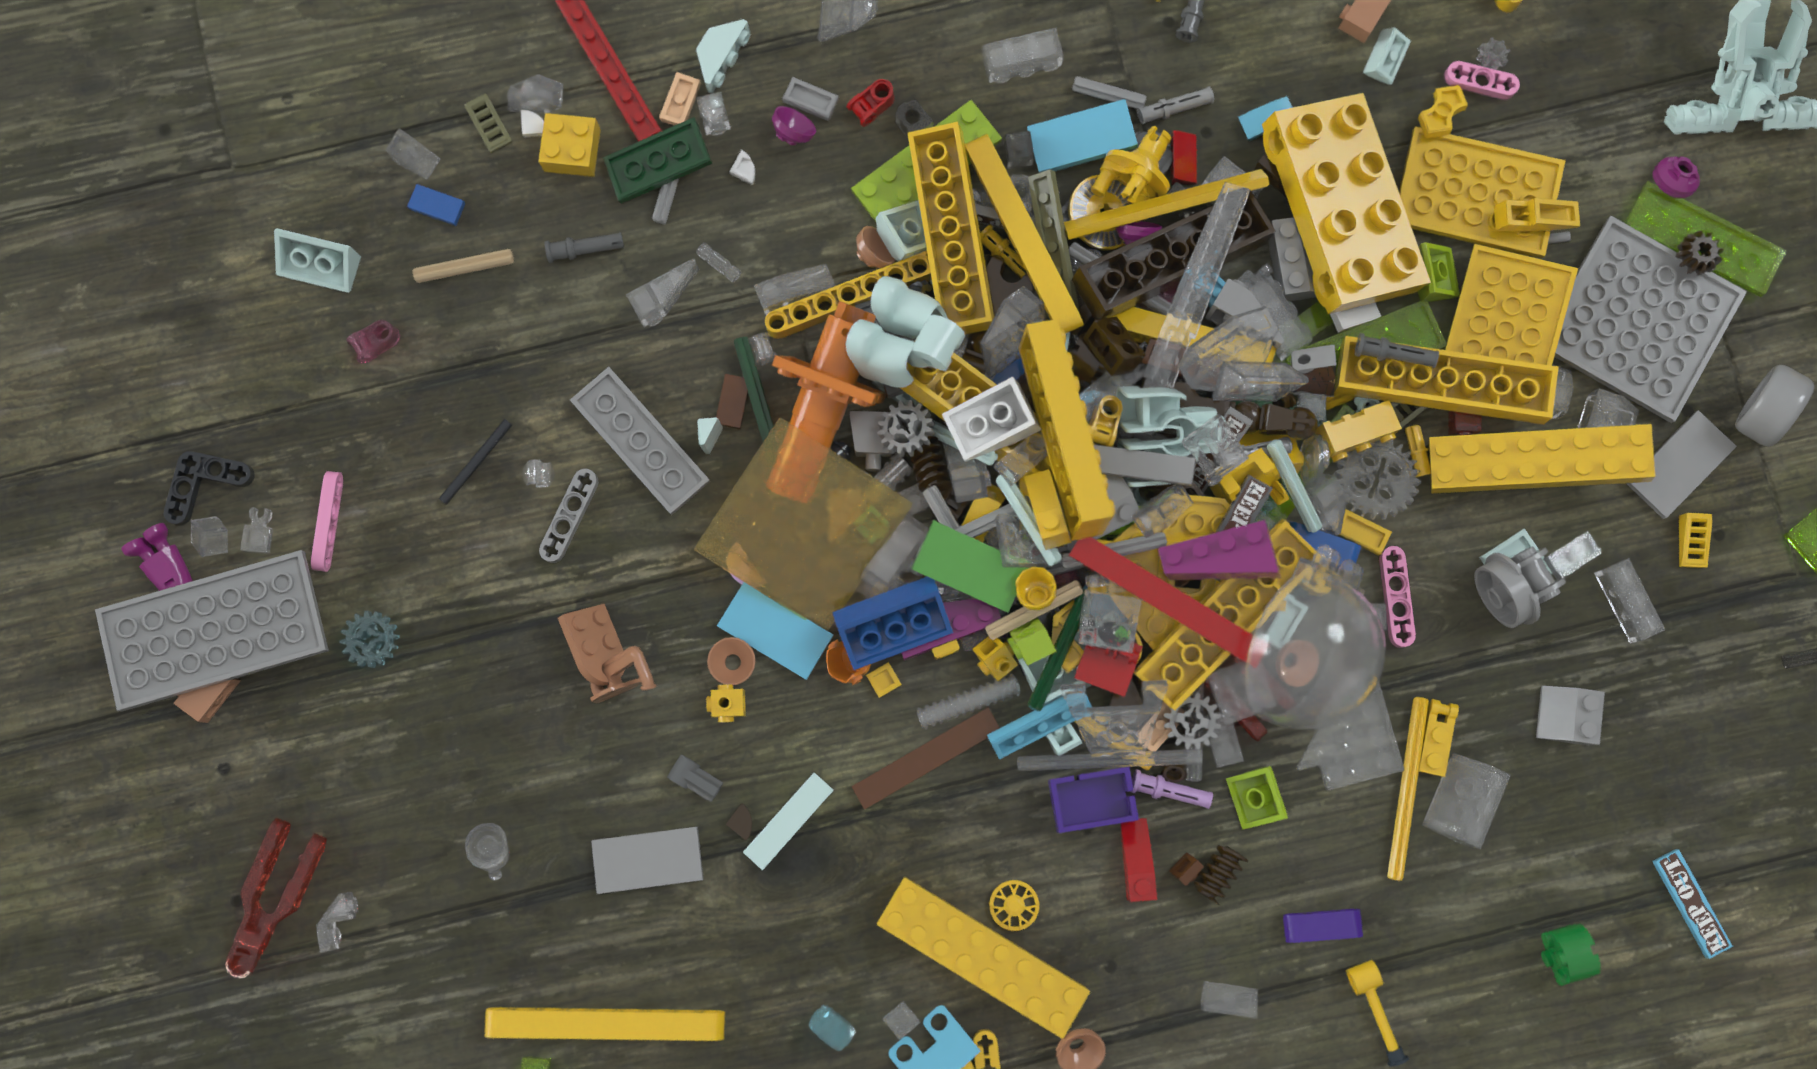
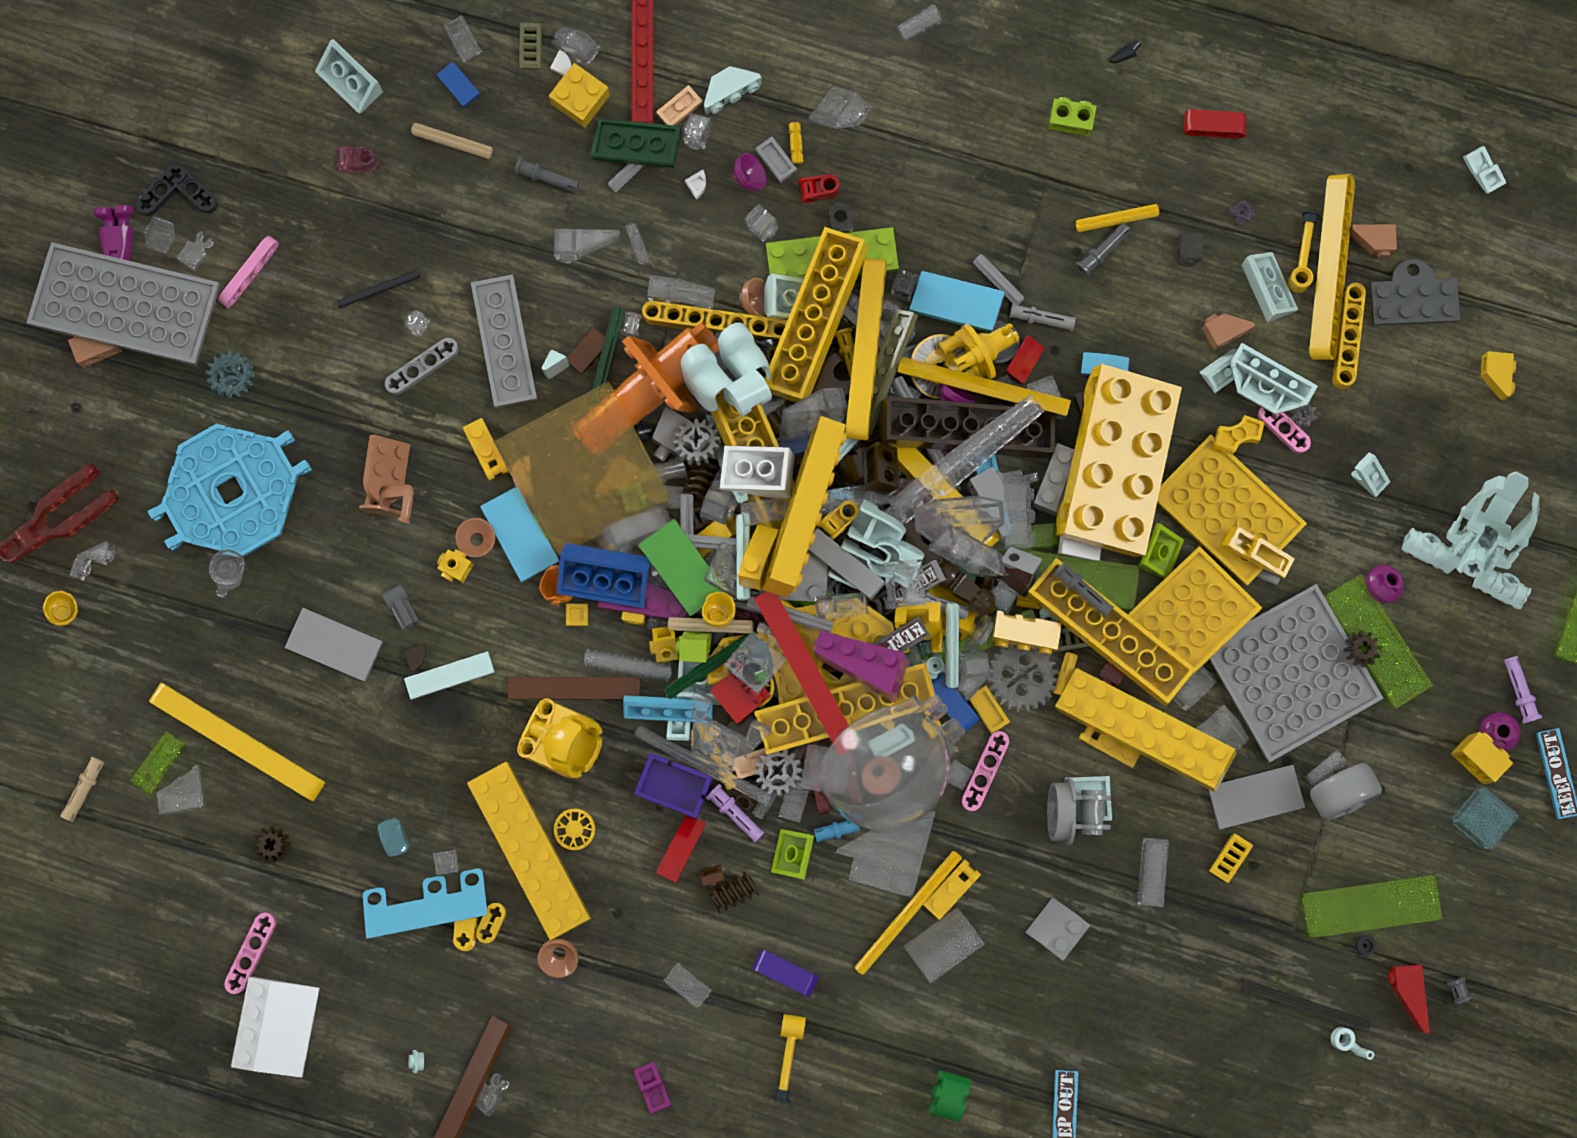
camera: 30 degrees right, 0 degrees up
(331, 993) = (60, 608): none -> yellow hair
(403, 740) = (210, 461): none -> medium azure plate
(685, 562) = (485, 448): none -> yellow plate
(821, 70) = (796, 143): none -> yellow axle
(834, 170) = (761, 223): none -> clear brick
(947, 820) = (561, 740): none -> yellow piece
(1022, 55) = (950, 216): clear brick -> none
(1282, 510) = (941, 667): none -> light aqua plate
(1283, 747) = (835, 830): none -> dark azure pin
(1444, 40) = (1269, 382): none -> light aqua wedge
(1507, 499) = (1110, 747): none -> yellow plate
(1572, 555) = (1132, 816): clear plate -> none
(1595, 77) = (1371, 475): none -> light aqua slope
(1732, 395) = (1325, 768): none -> clear piece

